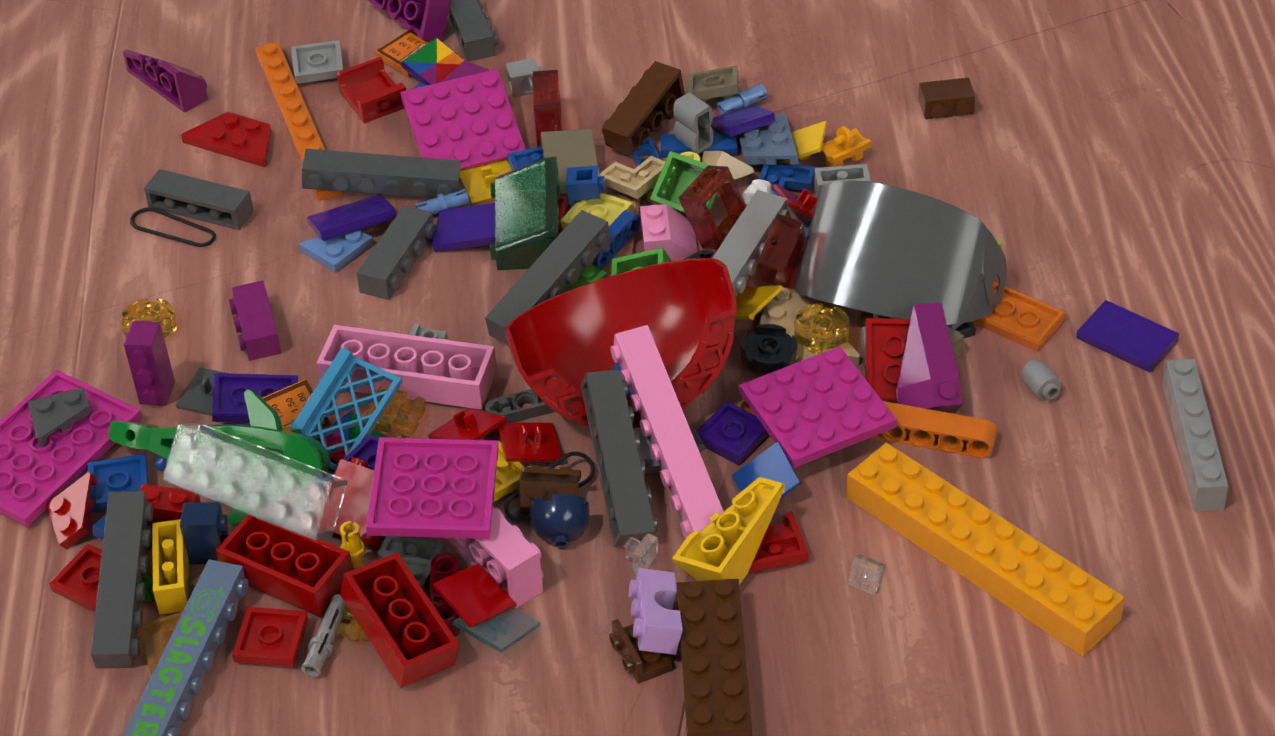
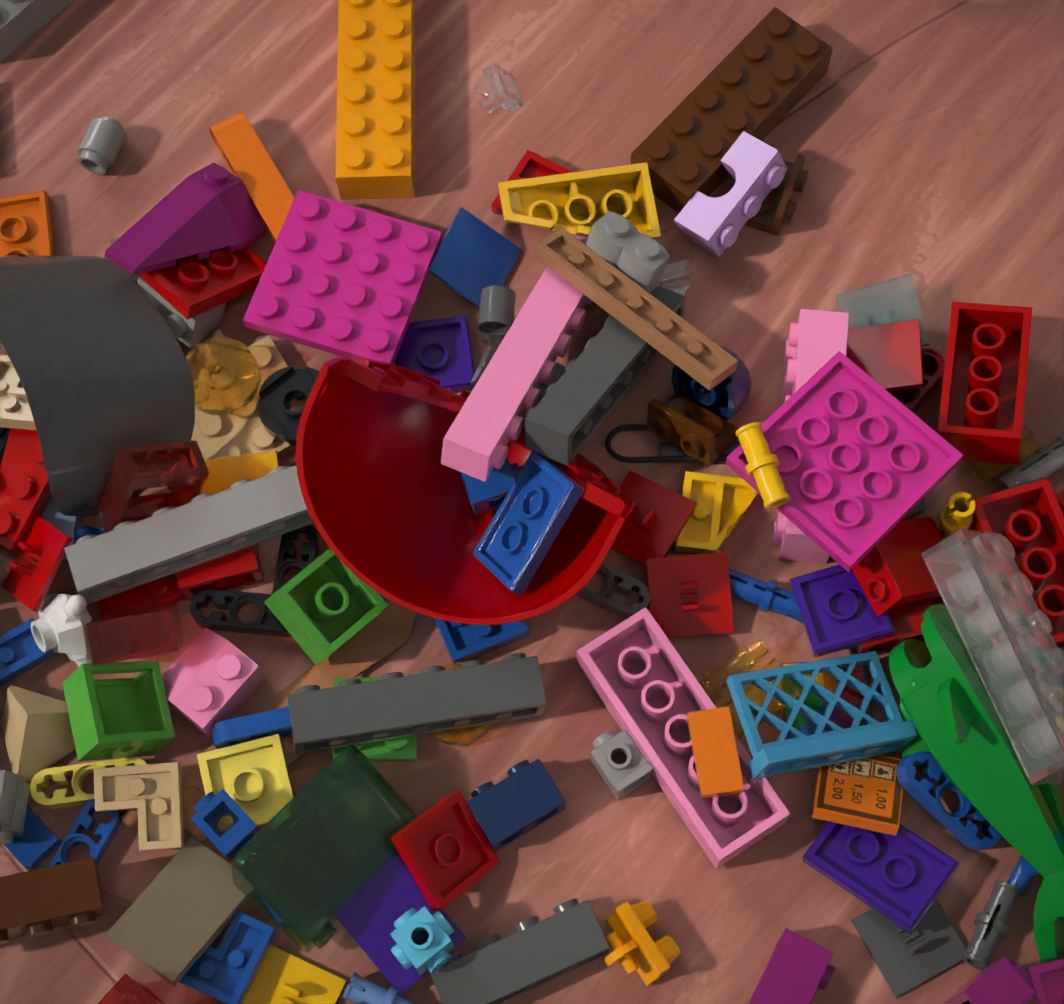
camera: 135 degrees left, 25 degrees up
(172, 408) = (1003, 900): none -> dark grey pin
(348, 290) = (634, 945): none -> light orange hips
(378, 352) = (715, 752): none -> orange tile
(448, 209) = (429, 955): none -> medium azure brick
(462, 297) = (516, 803): none -> dark blue brick
(471, 438) = (762, 465): none -> yellow pin
(473, 251) = (445, 850): none -> red plate
(571, 358) = (527, 522): none -> blue tile
(633, 483) = (636, 308): none -> medium nougat plate
(678, 511) = (628, 251): none -> light grey brick
(713, 450) = (496, 314): none -> dark grey piece

